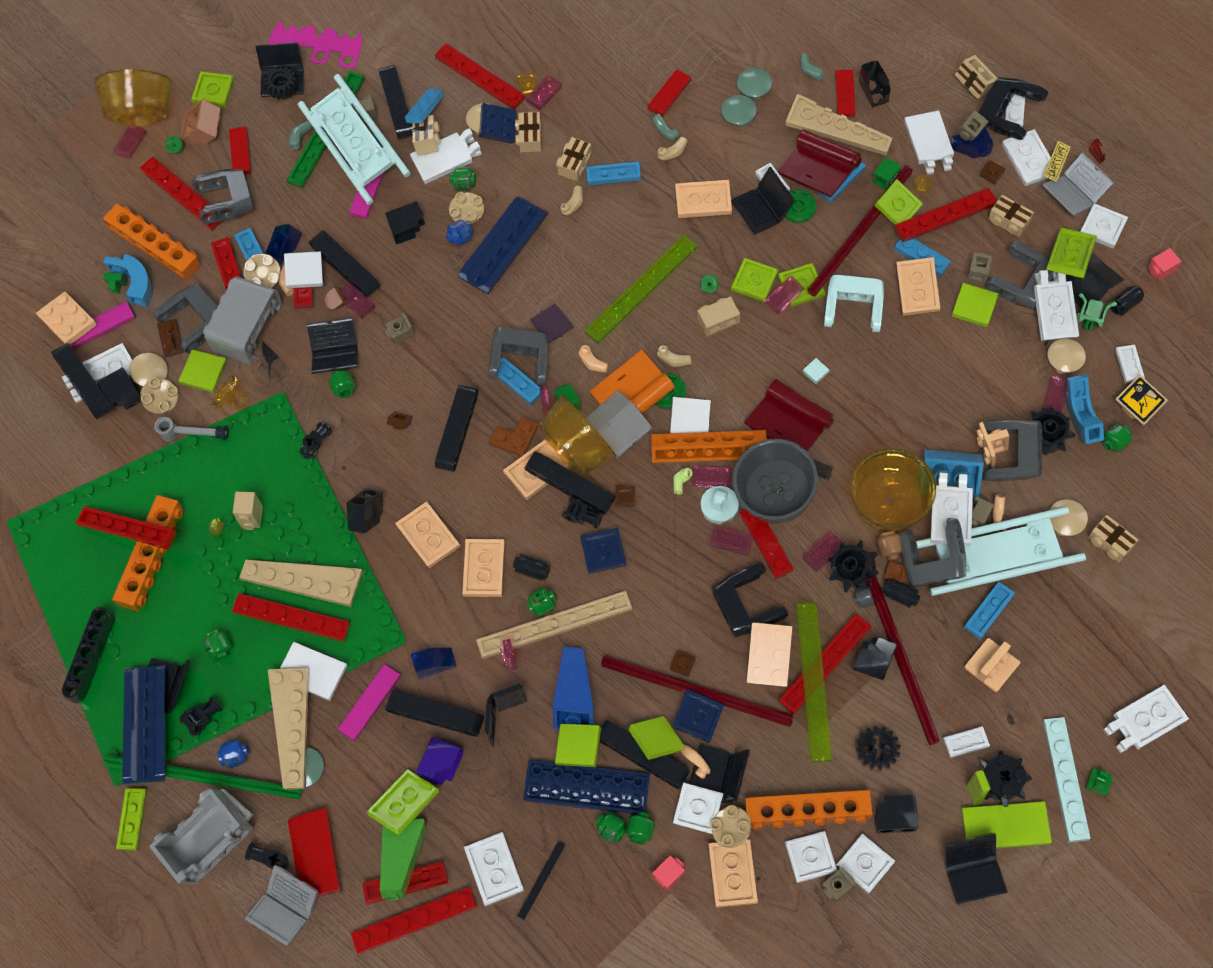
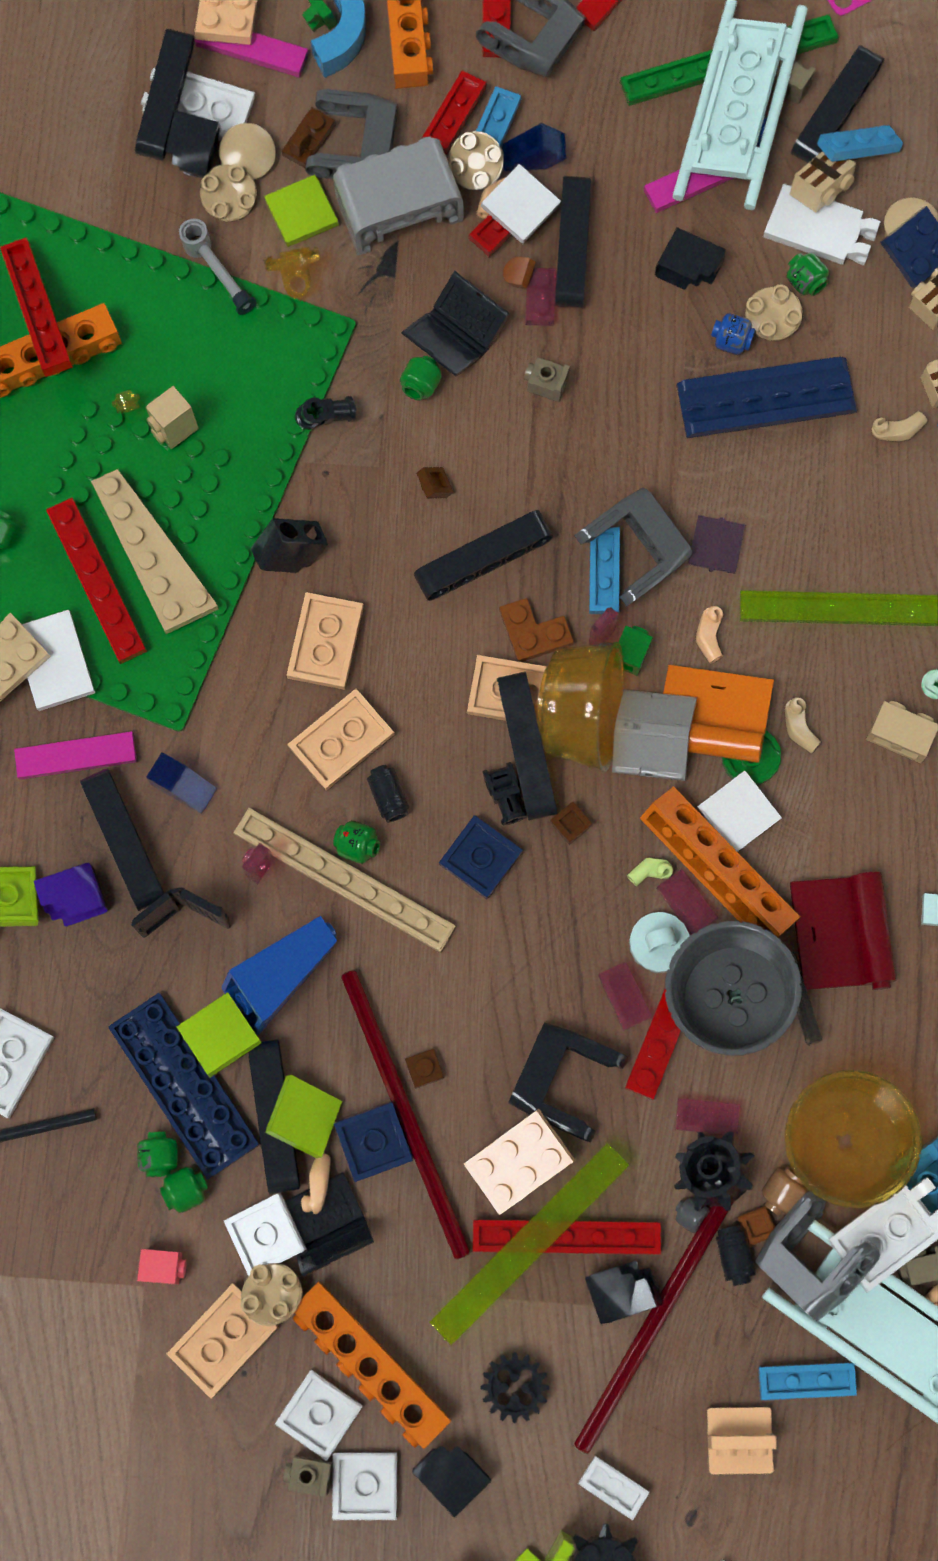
camera: 45 degrees right, 10 degrees up
(297, 133) = (690, 34): sand green arm -> none

